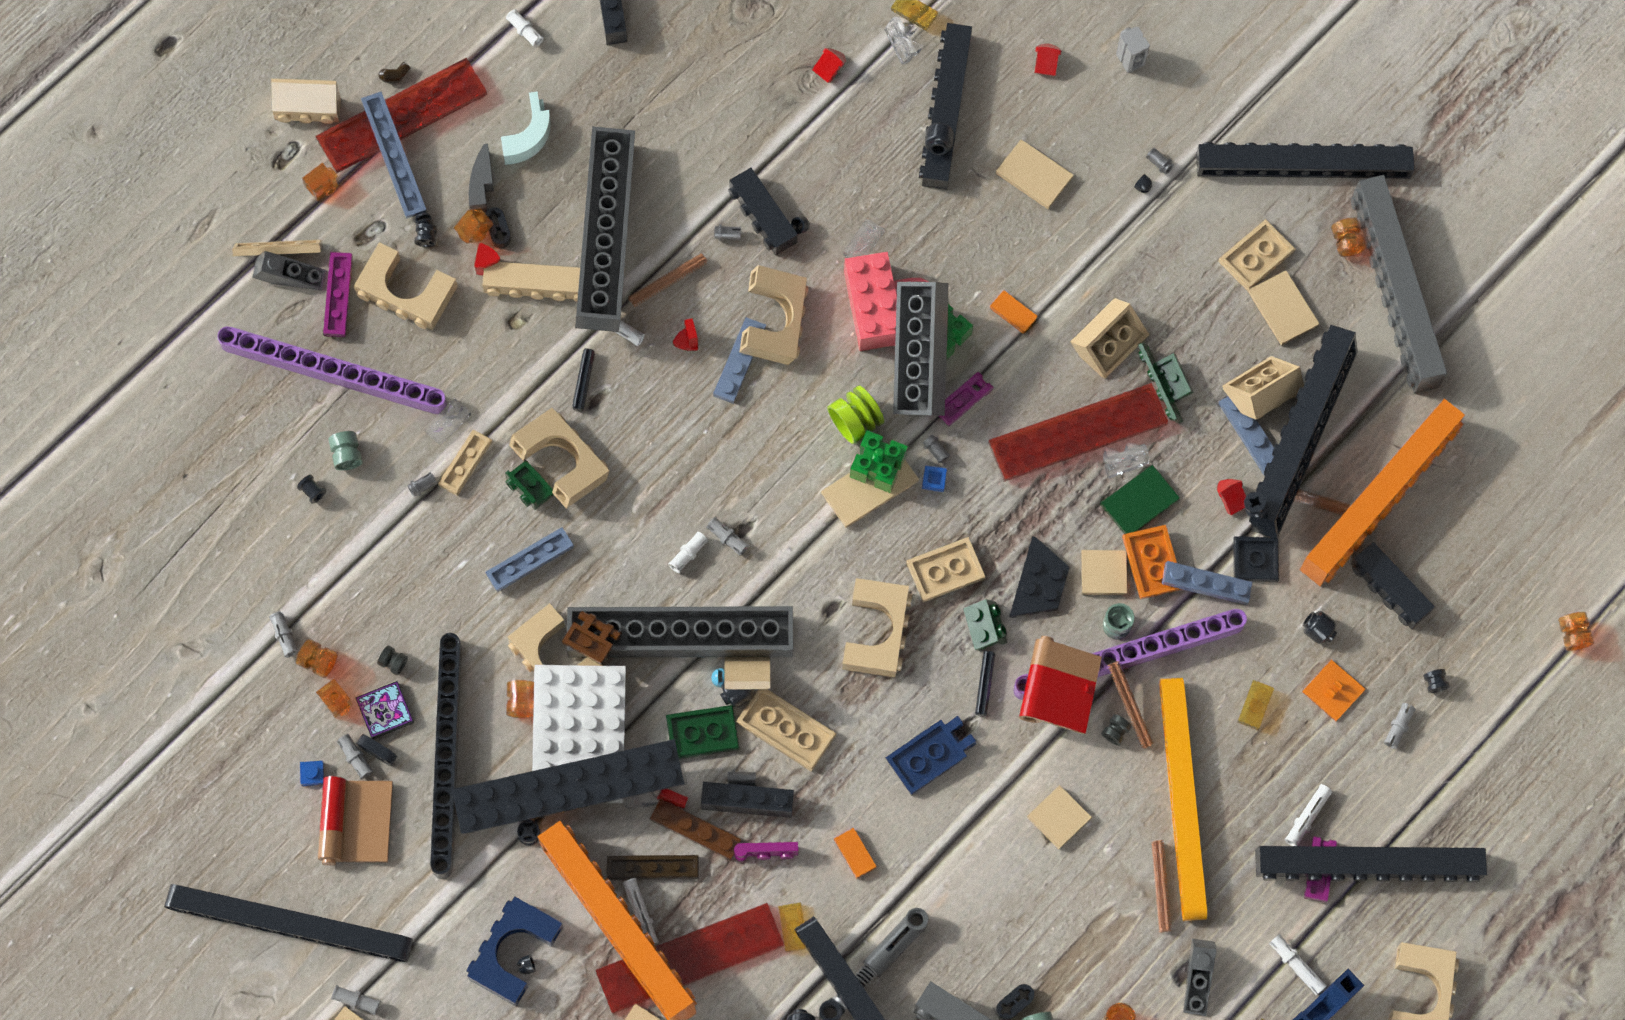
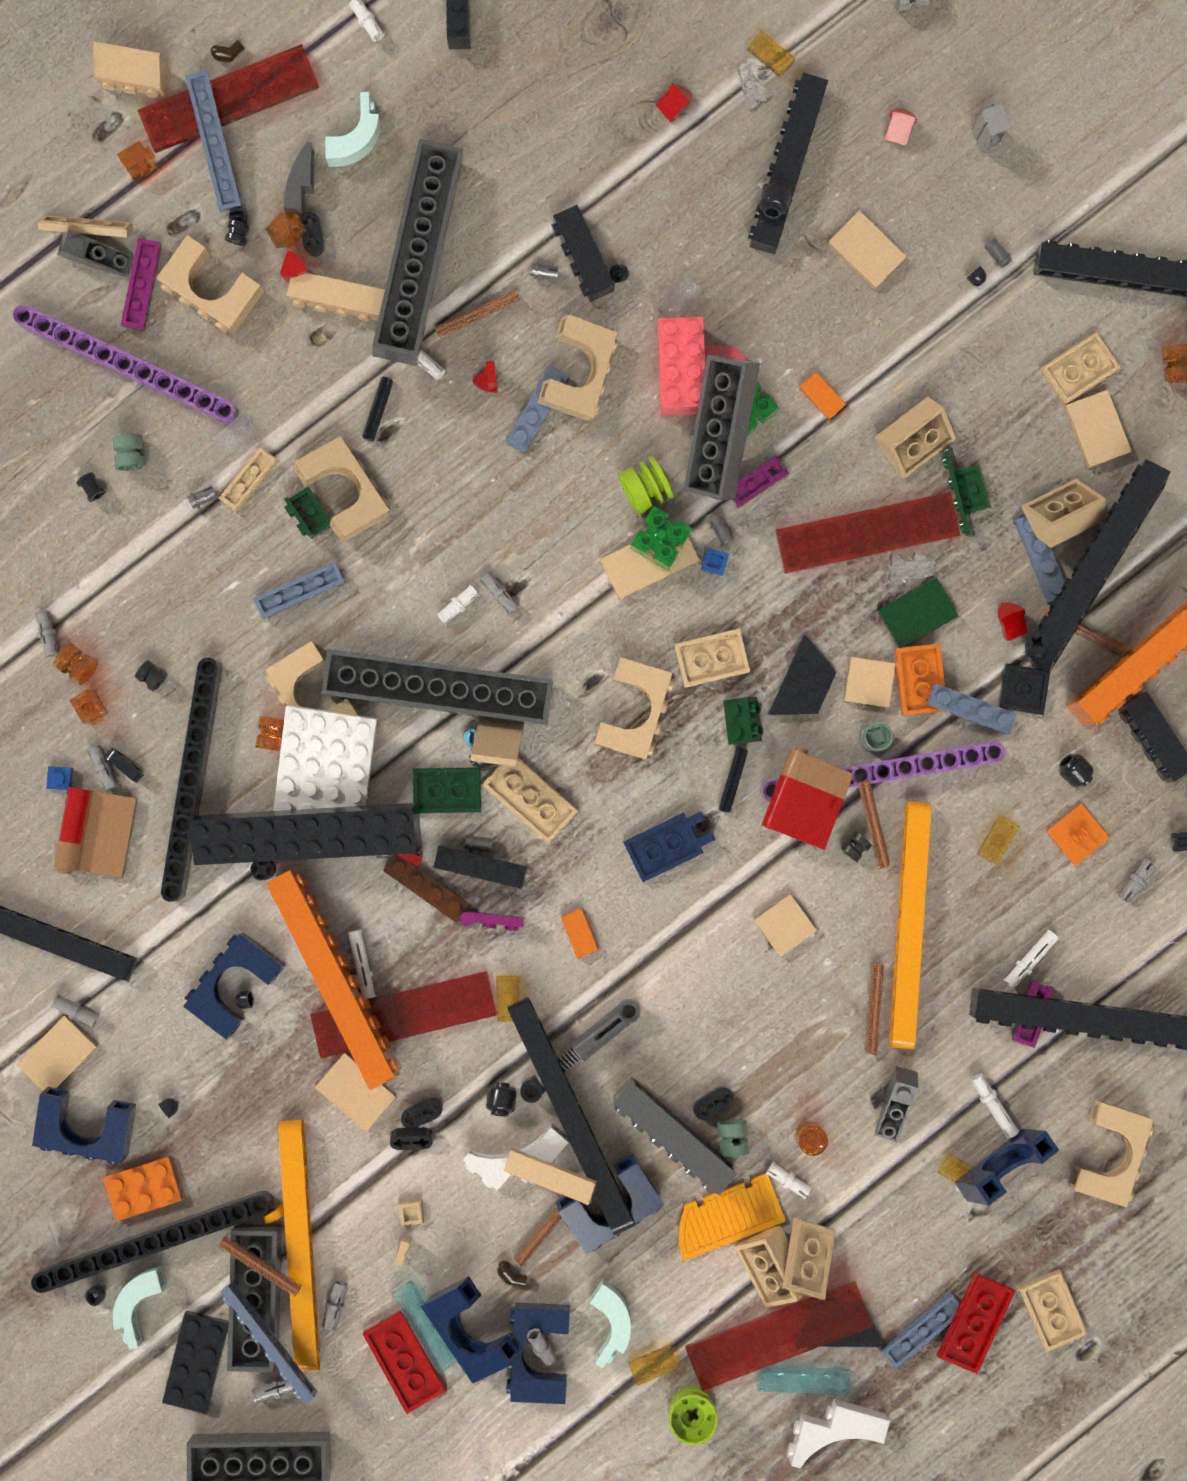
camera: 10 degrees right, 15 degrees up
(384, 710) = (138, 724): tile -> none
(588, 643) = (341, 691): reddish brown plate -> none
(653, 867) = (380, 919): dark brown tile -> none

